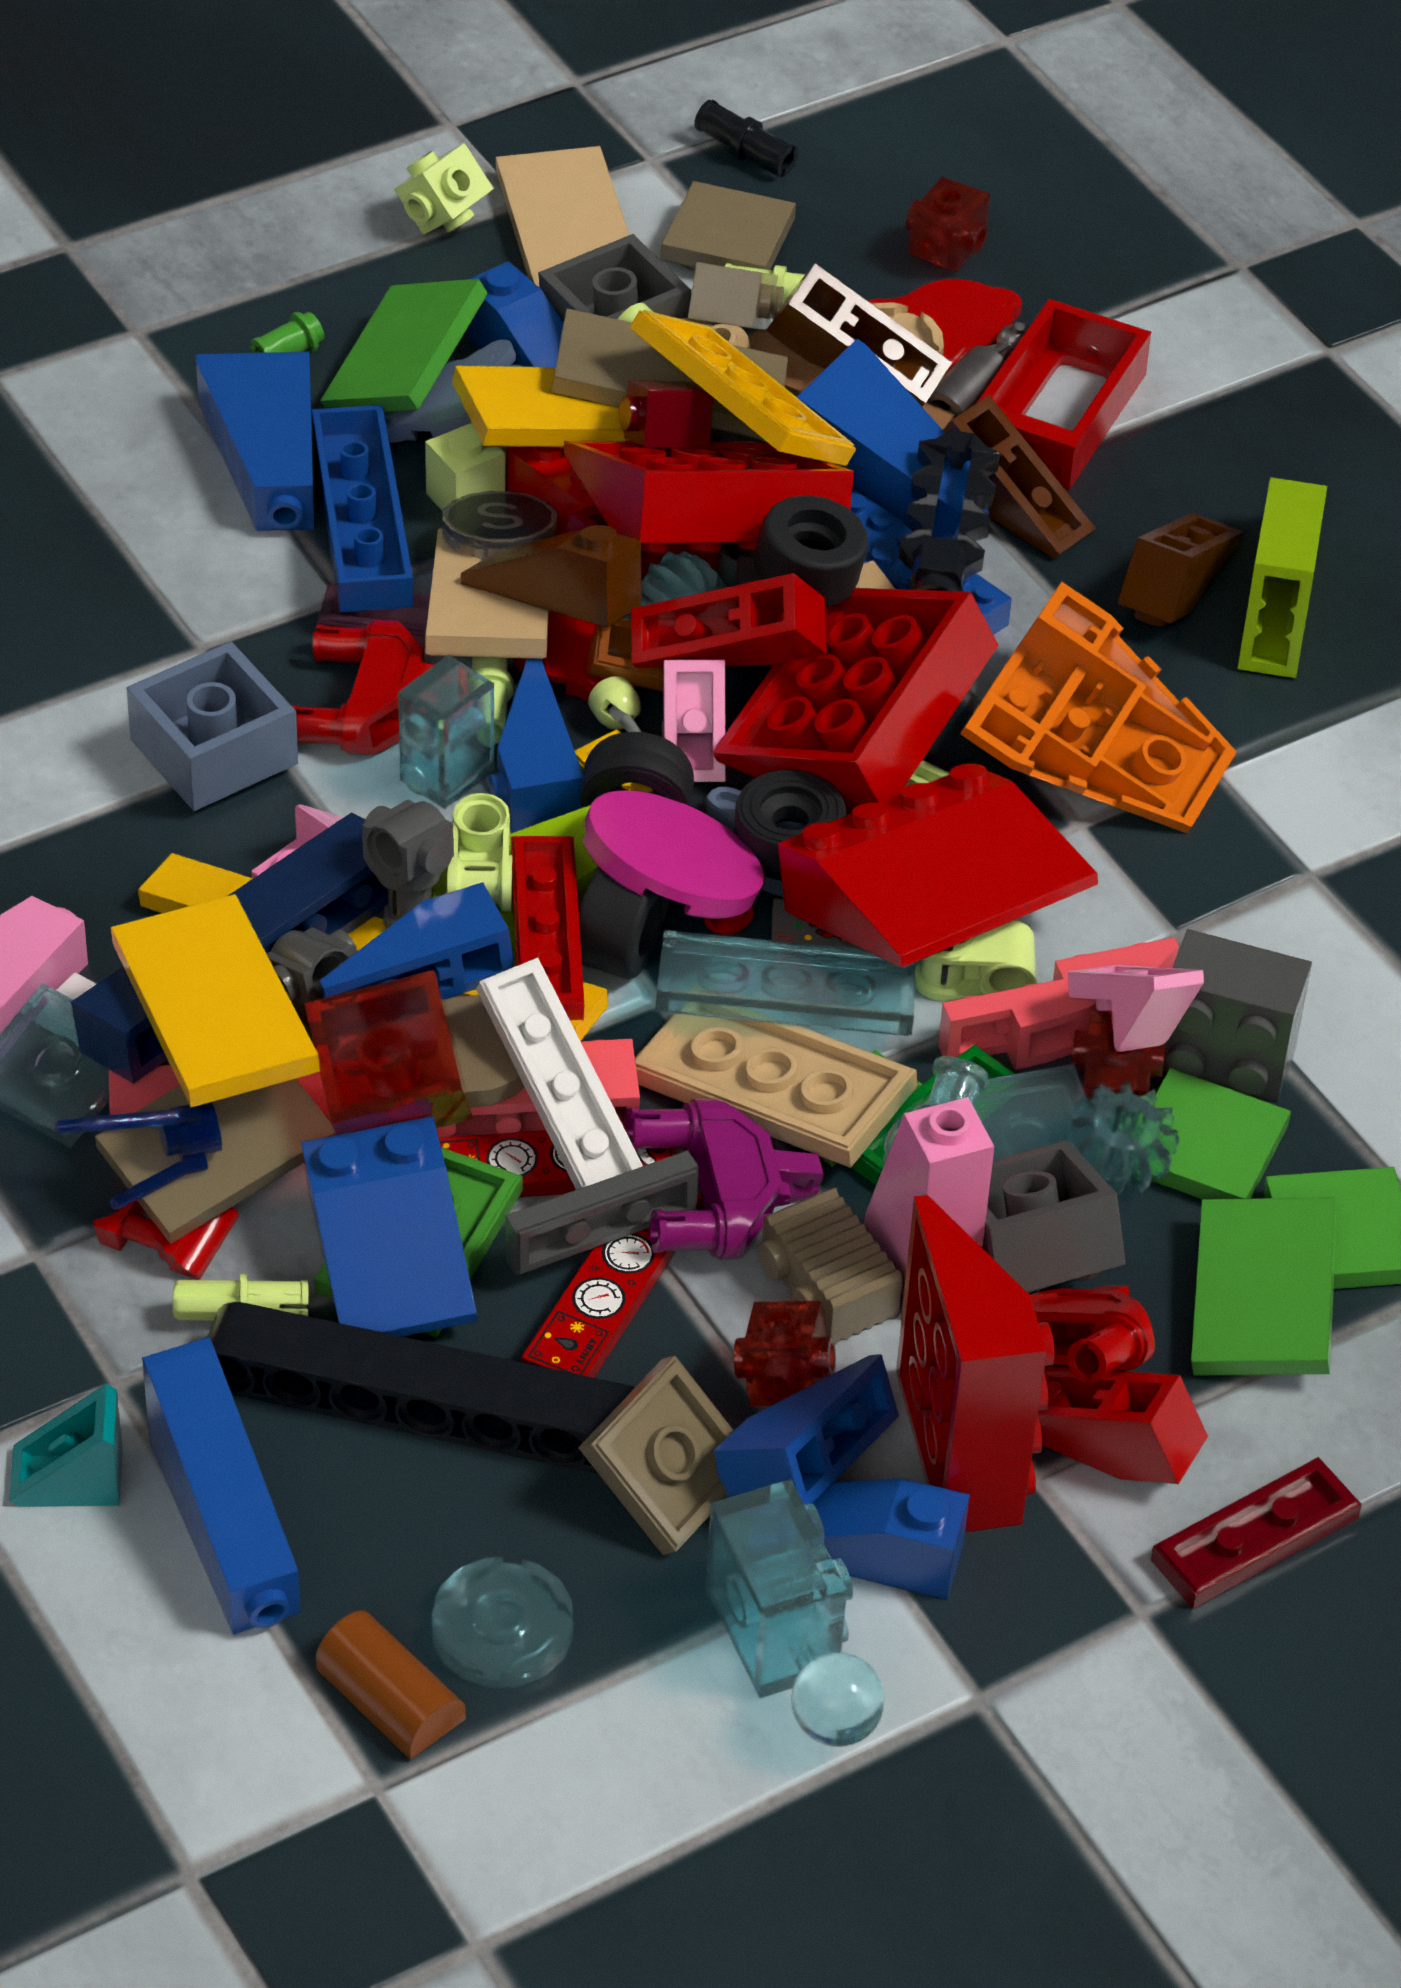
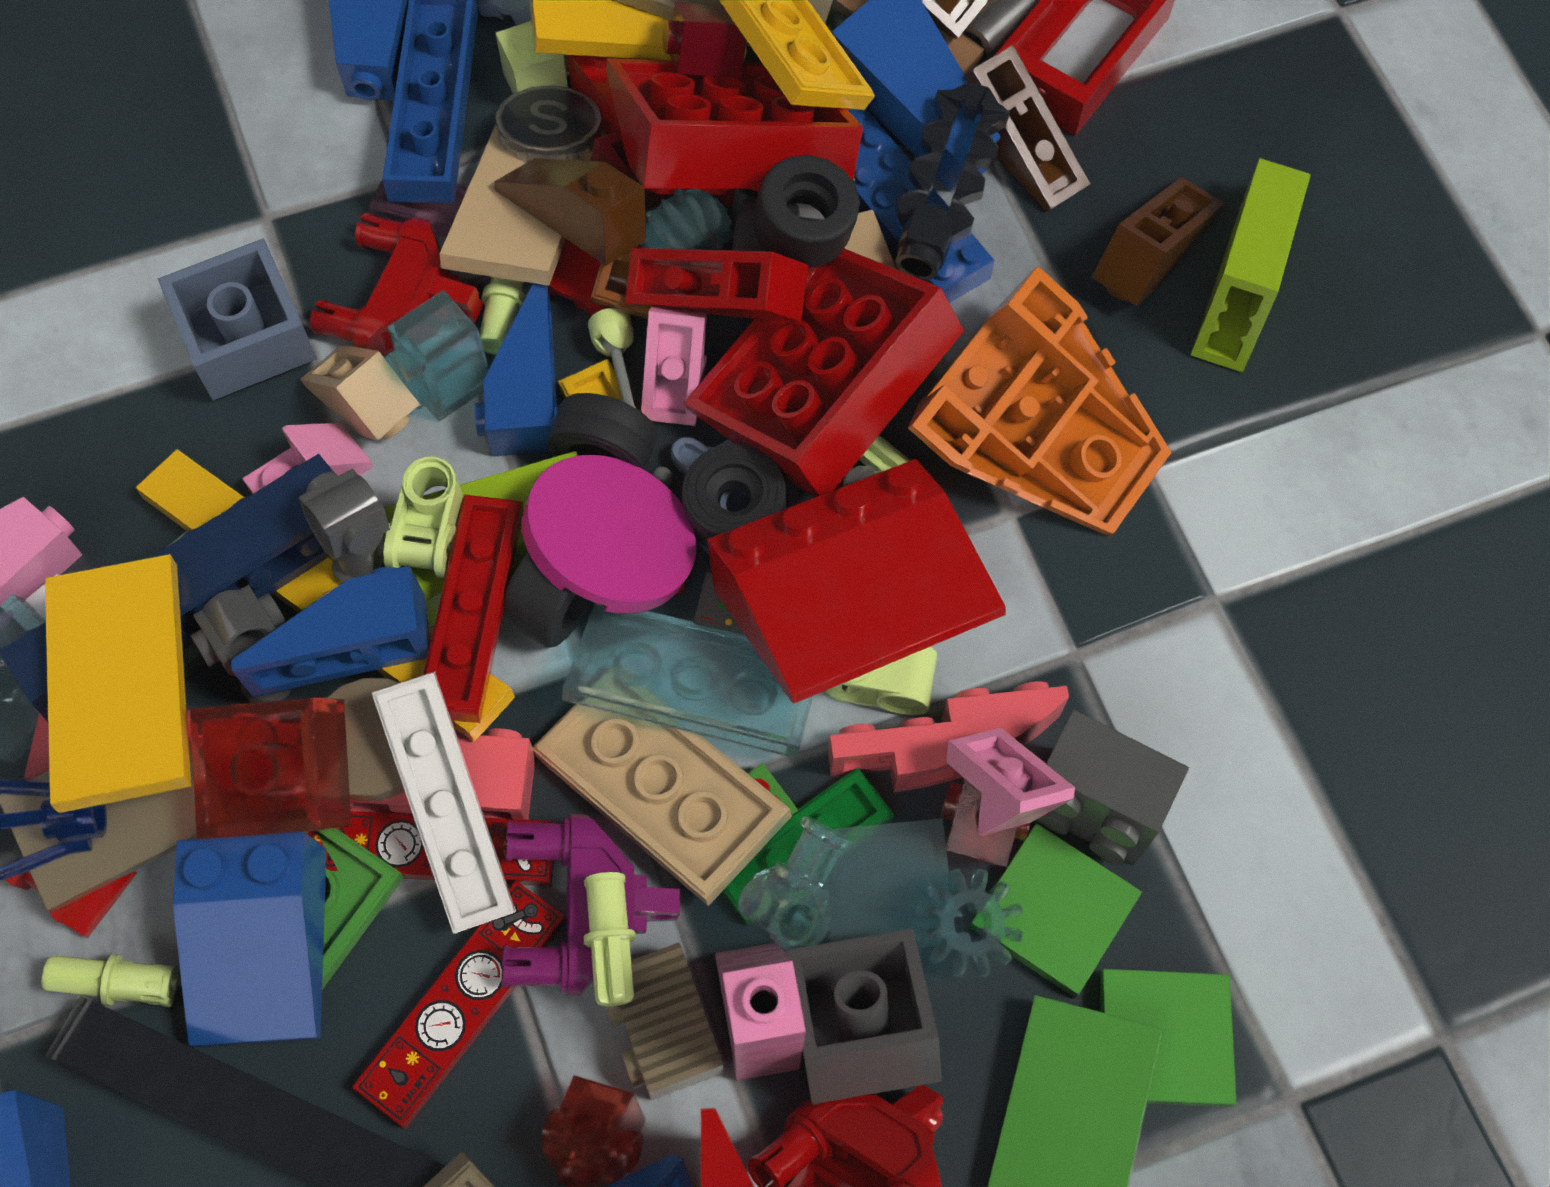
camera: 10 degrees right, 20 degrees up
(359, 774) = (362, 391): none -> tan slope
(599, 1212) = (453, 943): dark grey tile -> none
(763, 1177) = (609, 939): none -> yellowish green axle

